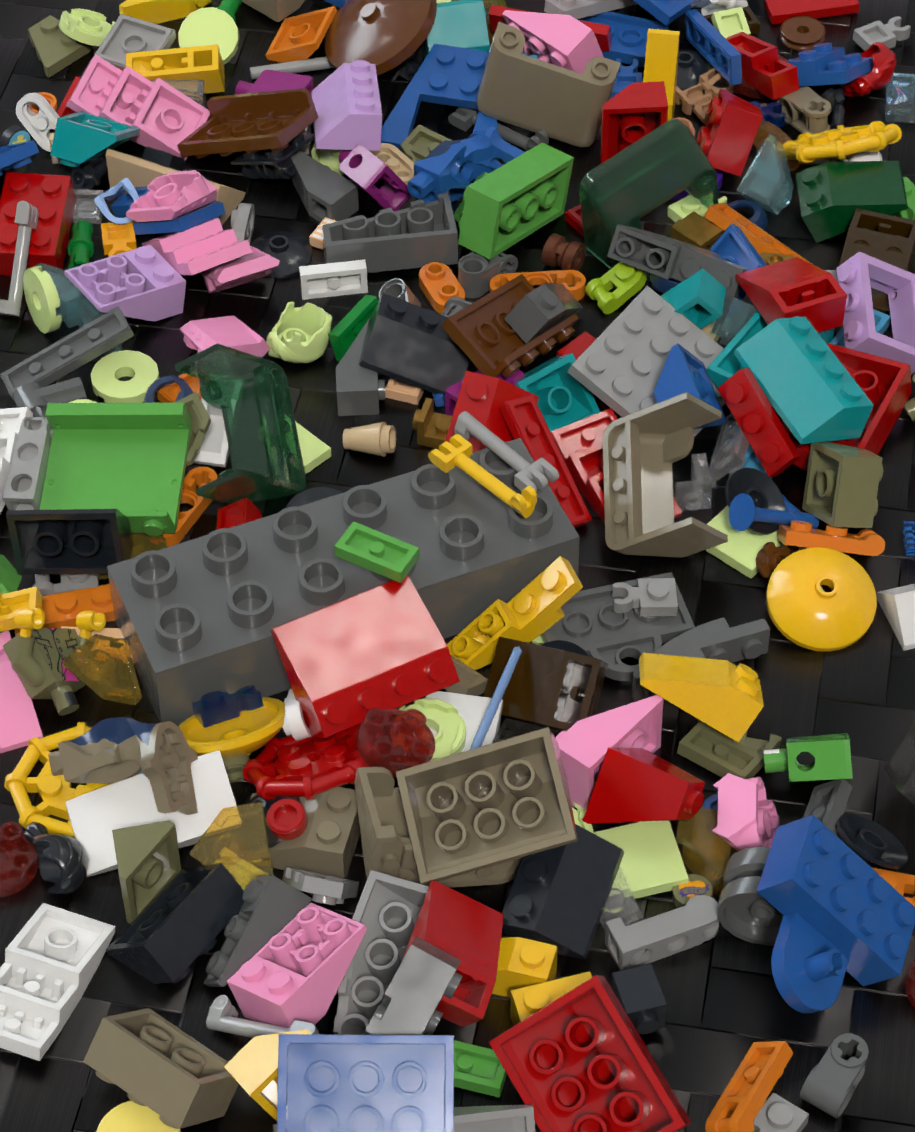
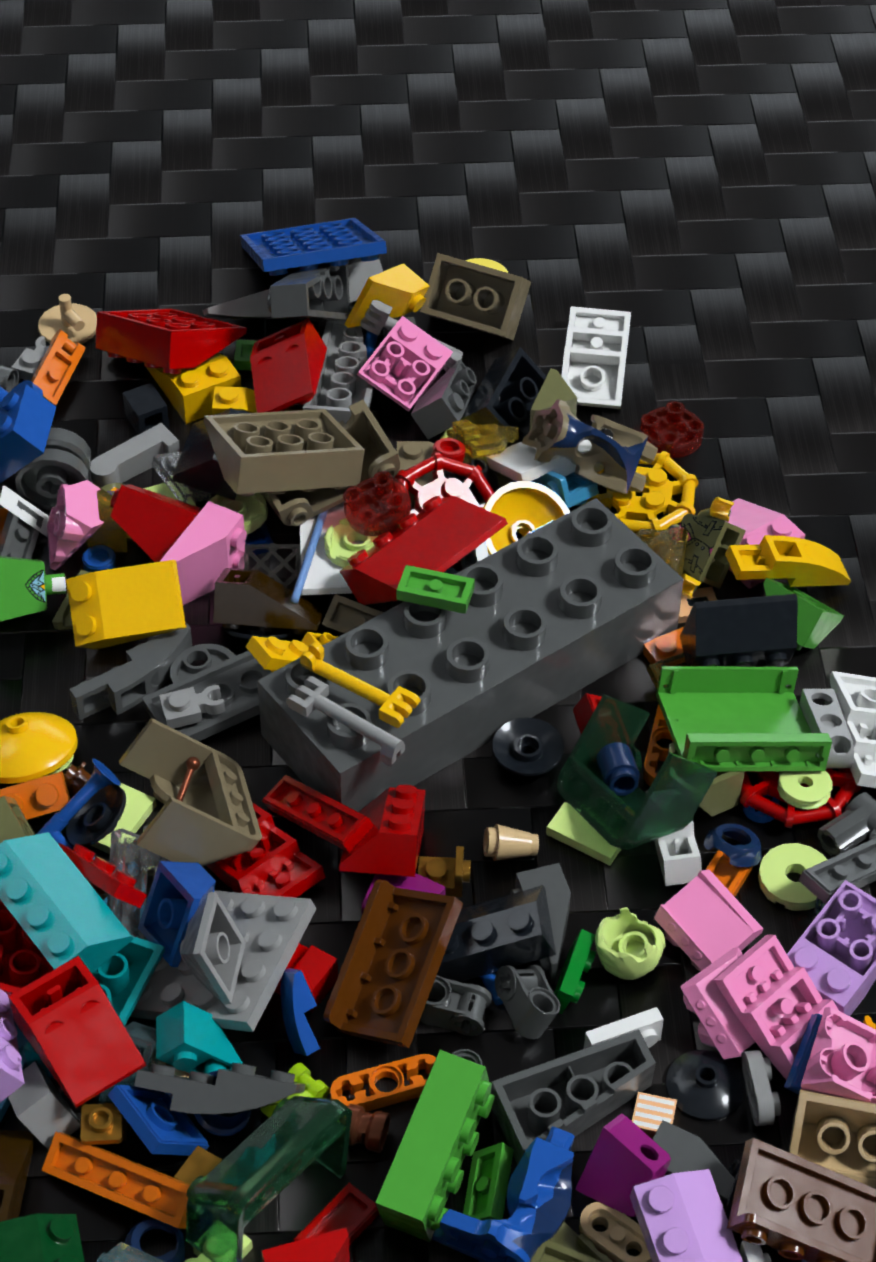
camera: 165 degrees right, 0 degrees up
(60, 858) = (624, 412): black hair -> none
(247, 453) = (618, 768): none -> dark blue brick
(325, 888) = (406, 421): light grey wing -> none
(439, 285) = (499, 1057): orange plate -> none
(542, 310) = (358, 998): dark grey slope -> none
(560, 394) = (336, 917): teal slope -> none
(597, 316) = (295, 1001): none -> blue slope
(671, 319) = (214, 948): none -> light grey slope
(681, 511) = (192, 764): none -> copper hinge

